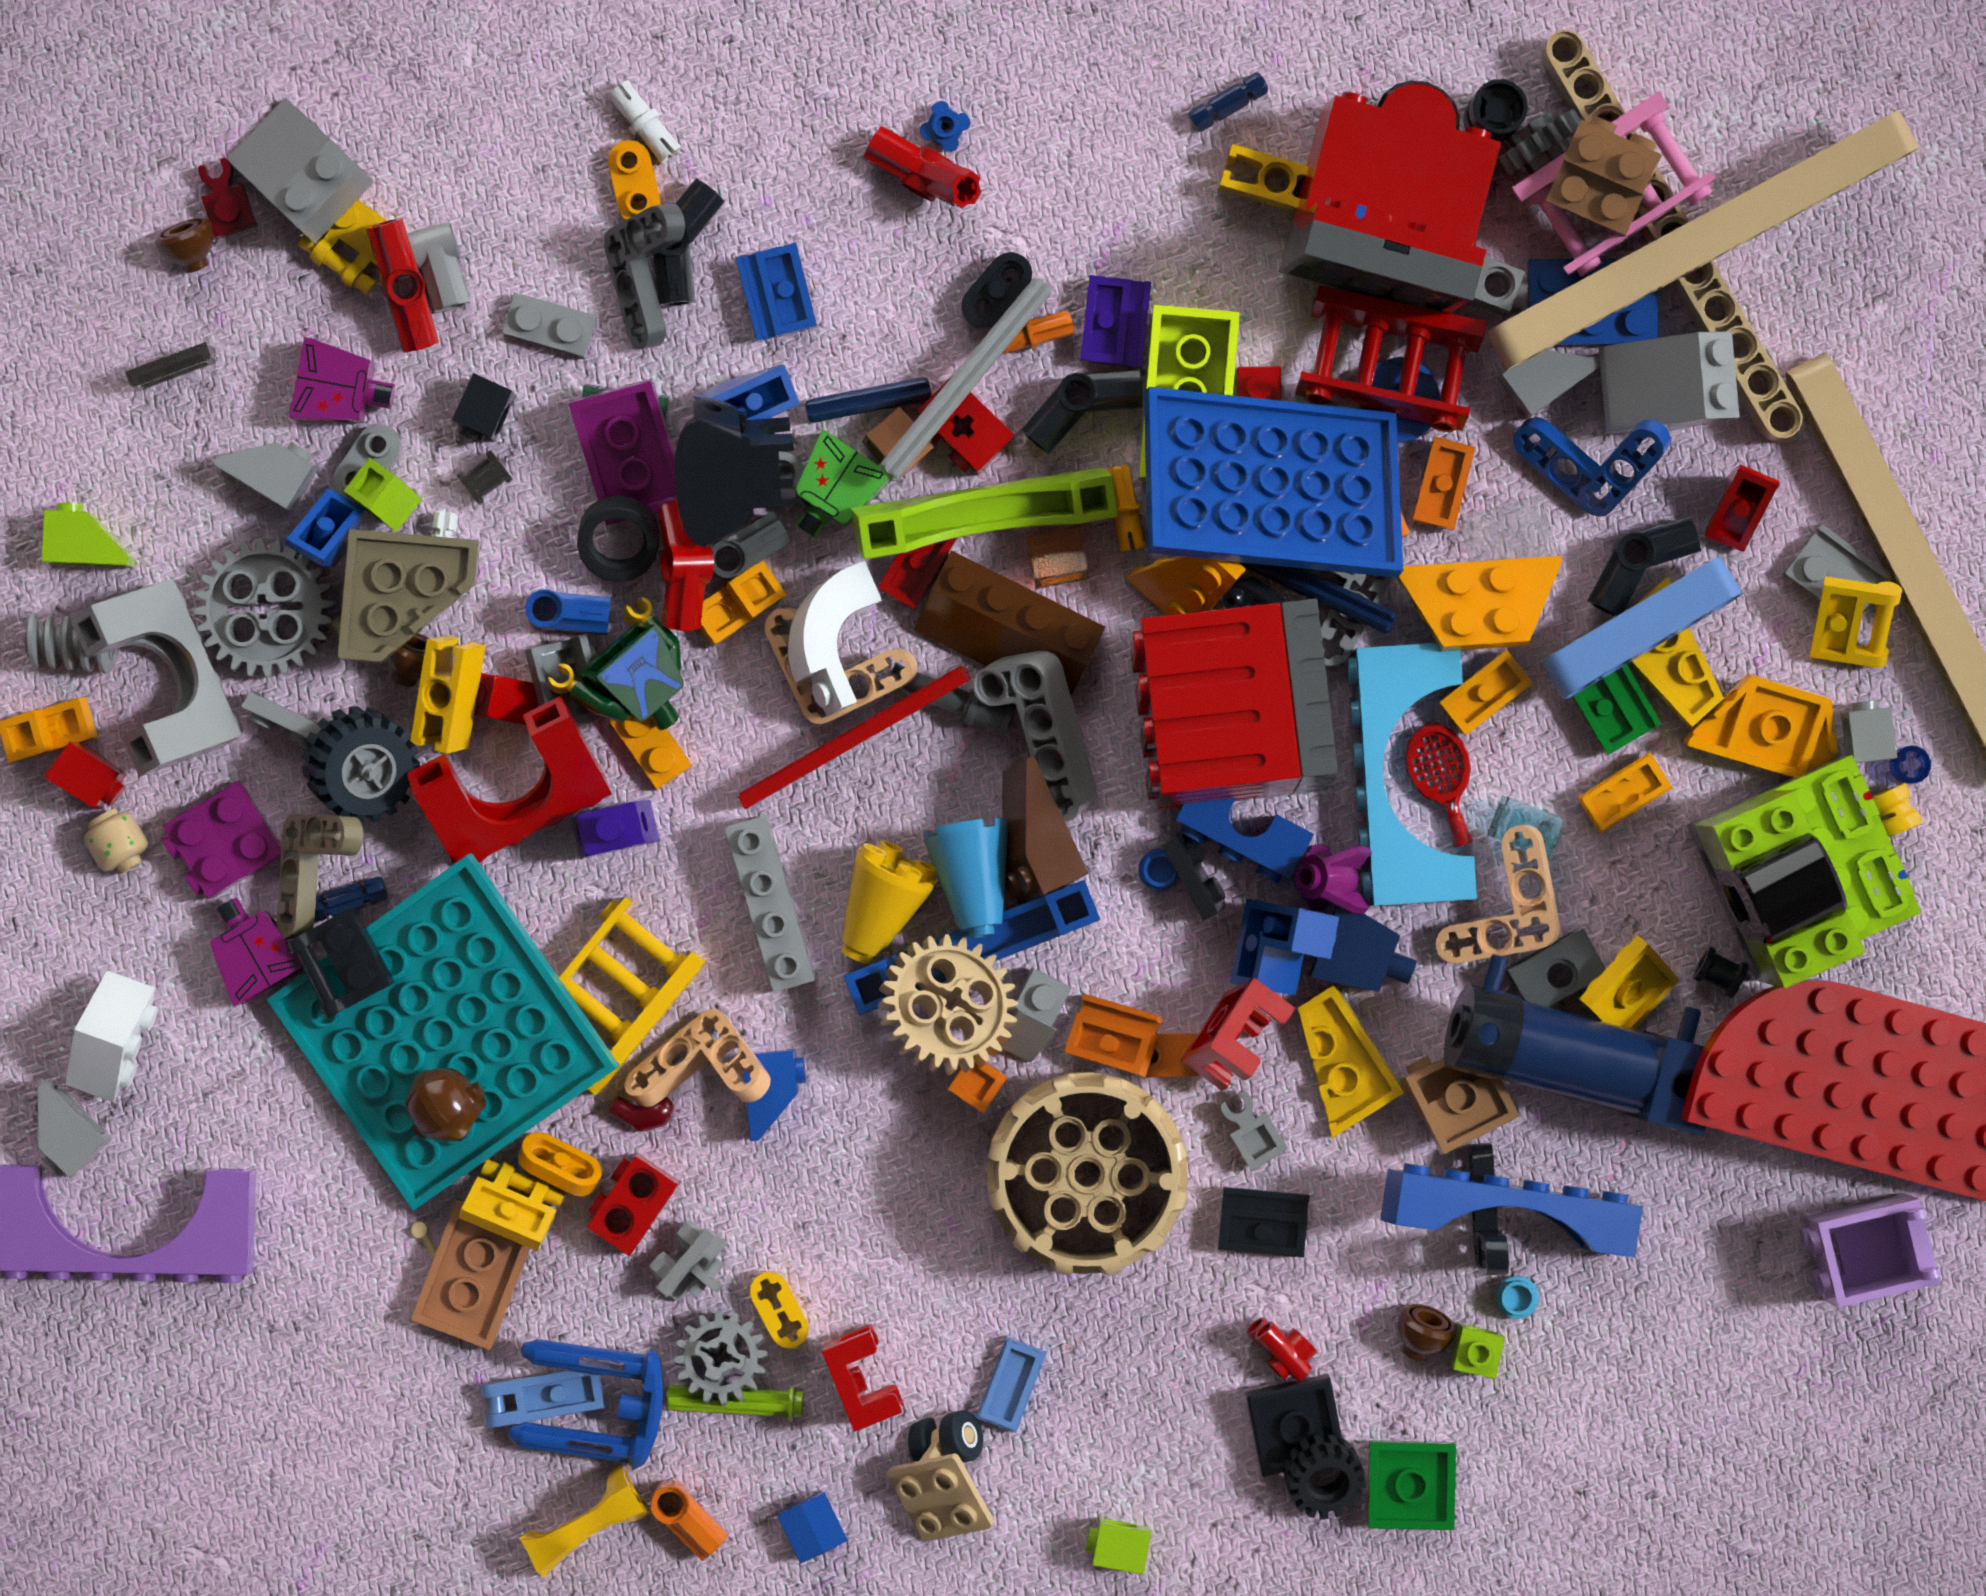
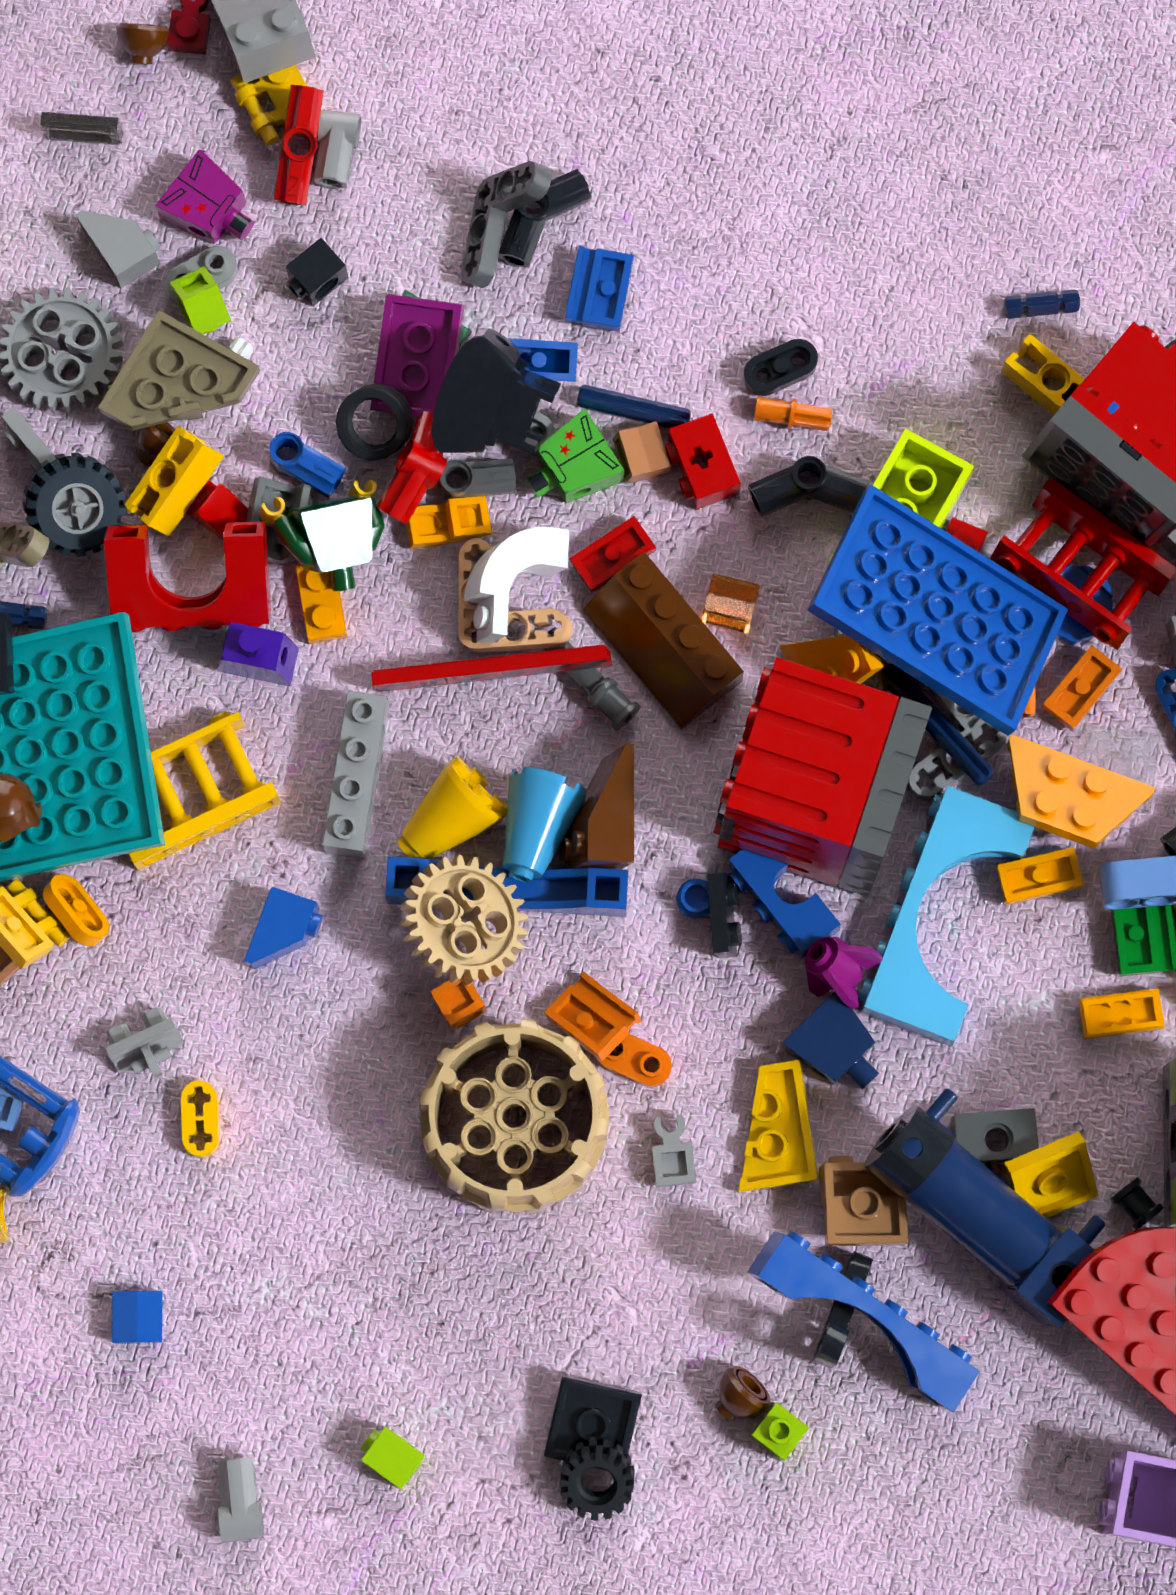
camera: 30 degrees right, 10 degrees down
(325, 529) = (138, 303): blue slope -> none
(484, 477) = (290, 327): clear smoke bush -> none
(550, 325) = (402, 234): light grey plate -> none
(633, 181) = (526, 149): light orange plate -> none
(641, 1209) = (125, 981): red brick -> none
(642, 1118) = (166, 905): dark red arm -> none
(644, 122) = (556, 109): white pin -> none
(690, 1522) = (36, 1264): orange piece -> none
(701, 1049) = (238, 863): light nougat beam -> none
(716, 1376) = (131, 1117): light grey gear -> none
(761, 1402) = (126, 1179): lime axle -> none
(850, 1382) = (229, 1204): red panel -> none
(923, 169) = (764, 244): red piece -> none
(937, 1485) = (260, 1327): tan plate -> none
(946, 138) = (795, 230): blue plate -> none
(965, 379) = (720, 419): light grey axle -> none
(1011, 1384) = (365, 1275): medium blue tile -> none
(1037, 501) = (686, 533): lime arch -> none
(1037, 1009) = (532, 970): light grey slope -> none
(1070, 780) = (667, 743): light grey beam -> none
(1115, 321) = (867, 435): dark purple plate -> none
(1127, 509) = (804, 587): light orange axle -> none
(1215, 1049) = (701, 1045): red panel -> none
(1263, 1221) = (646, 1235): black plate -> none
(1275, 942) = (766, 999): blue brick -> none
(1287, 1352) = (614, 1358): red plate -> none
(1411, 1485) = (669, 1524): green plate -> none
(1455, 818) = (966, 971): red piece -> none
(1514, 813) = (1023, 1002): clear light blue bracket -> none
(1517, 1297) = (835, 1403): medium azure plate -> none
(1524, 908) = (991, 1069): light nougat beam -> none

